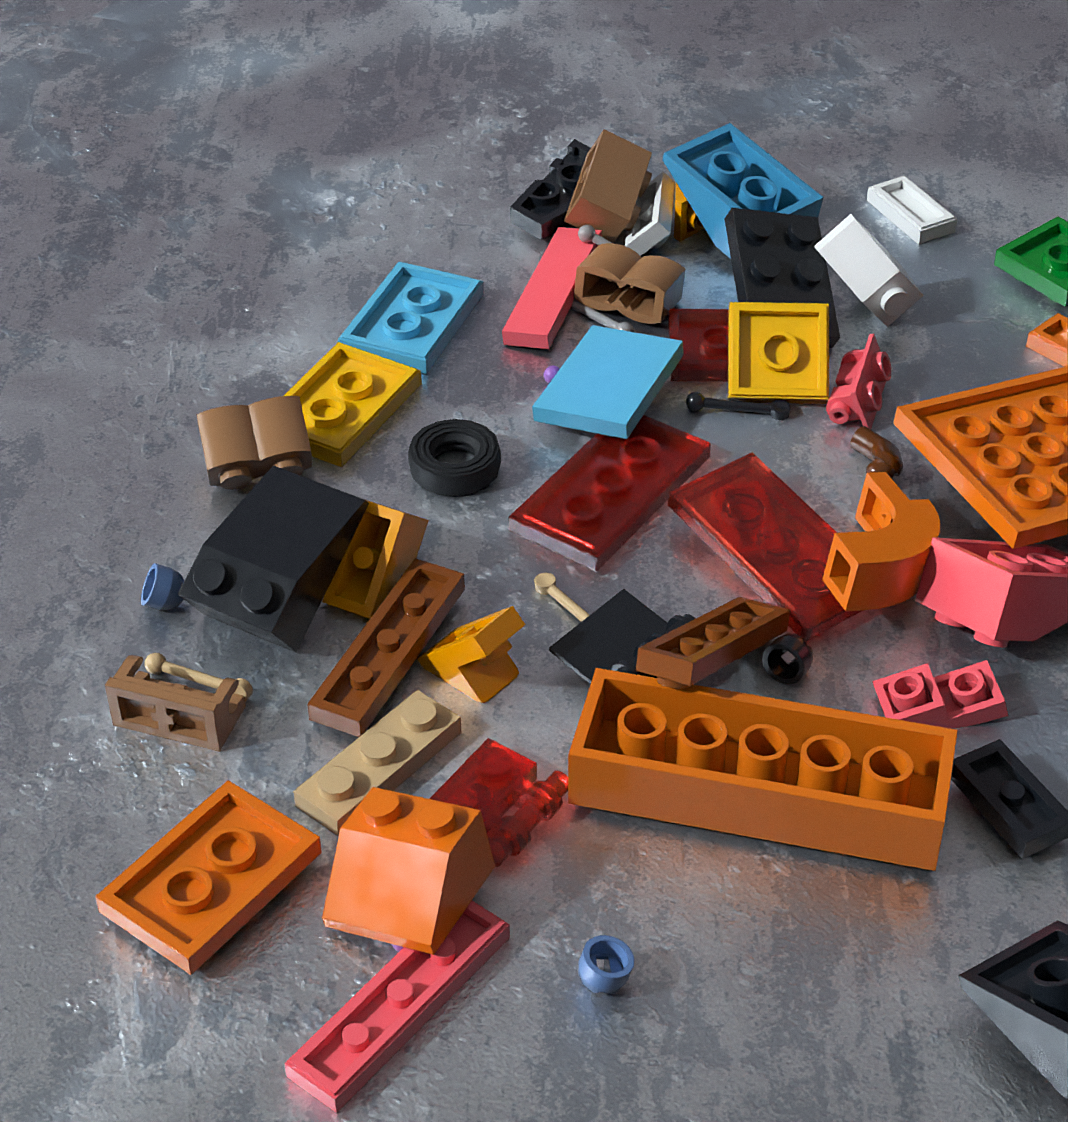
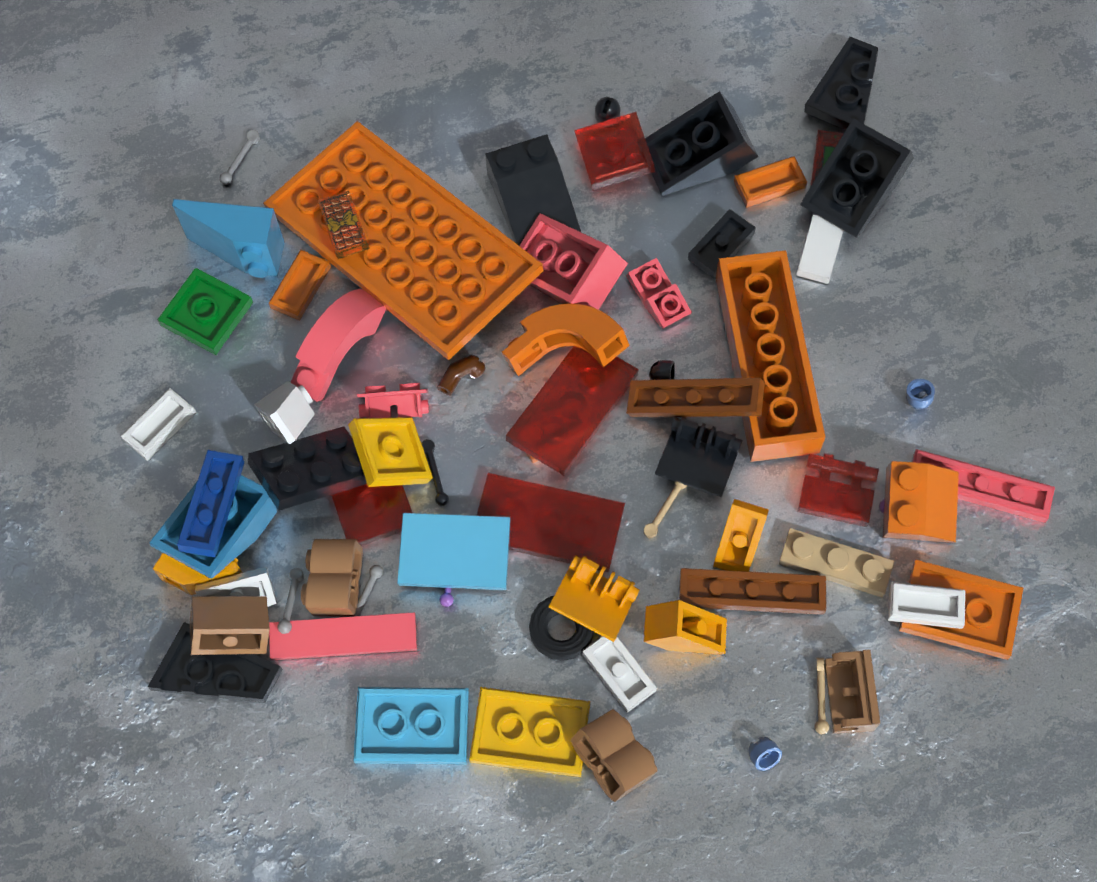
camera: 110 degrees left, 25 degrees up
(236, 812) = (926, 605): none -> white tile
(274, 557) = (734, 673): black slope -> none
(378, 480) = (619, 672): none -> white plate
(468, 475) = (593, 598): none -> light orange hinge
(756, 164) = (211, 504): none -> blue plate
(947, 931) = (819, 250): none -> white tile
(976, 328) = (332, 336): none -> coral arch

